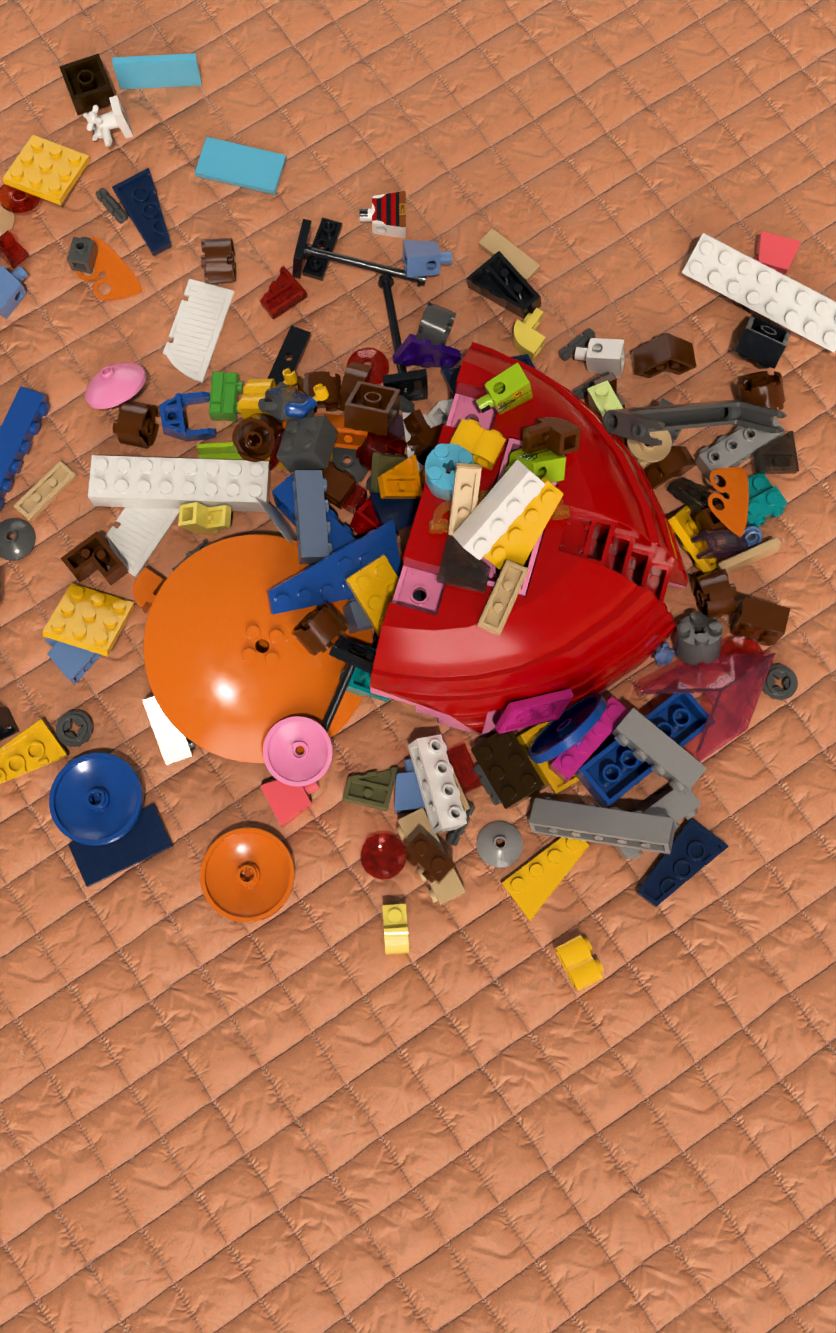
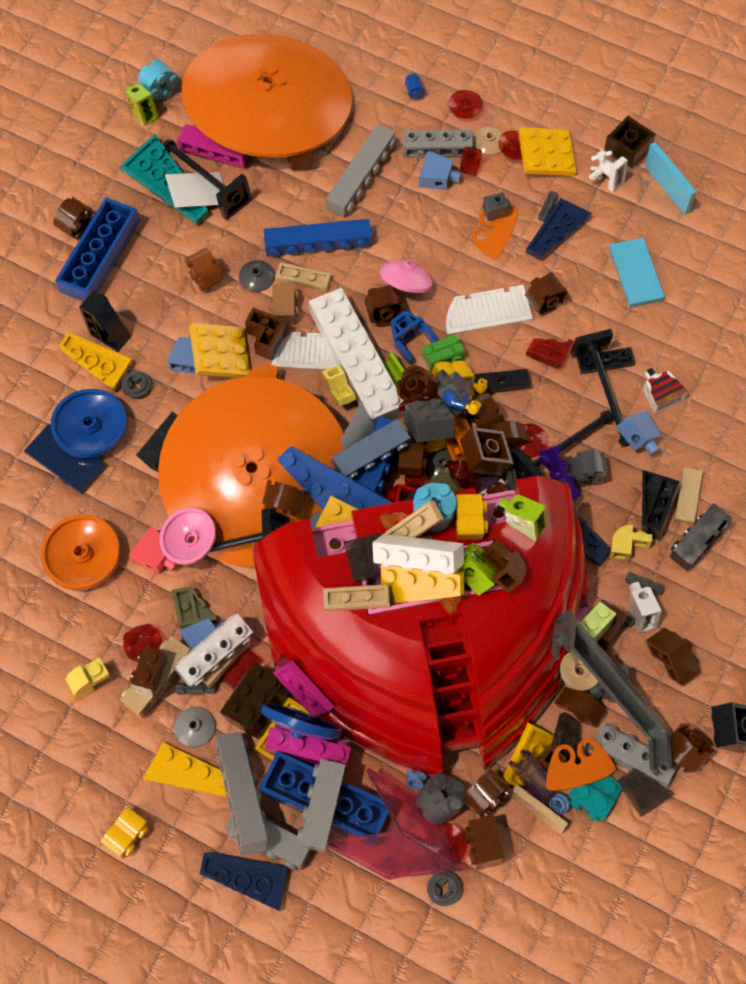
camera: 65 degrees right, 10 degrees down
(68, 525) = (284, 301): none -> medium nougat brick
(560, 267) = (700, 537): none -> black wedge

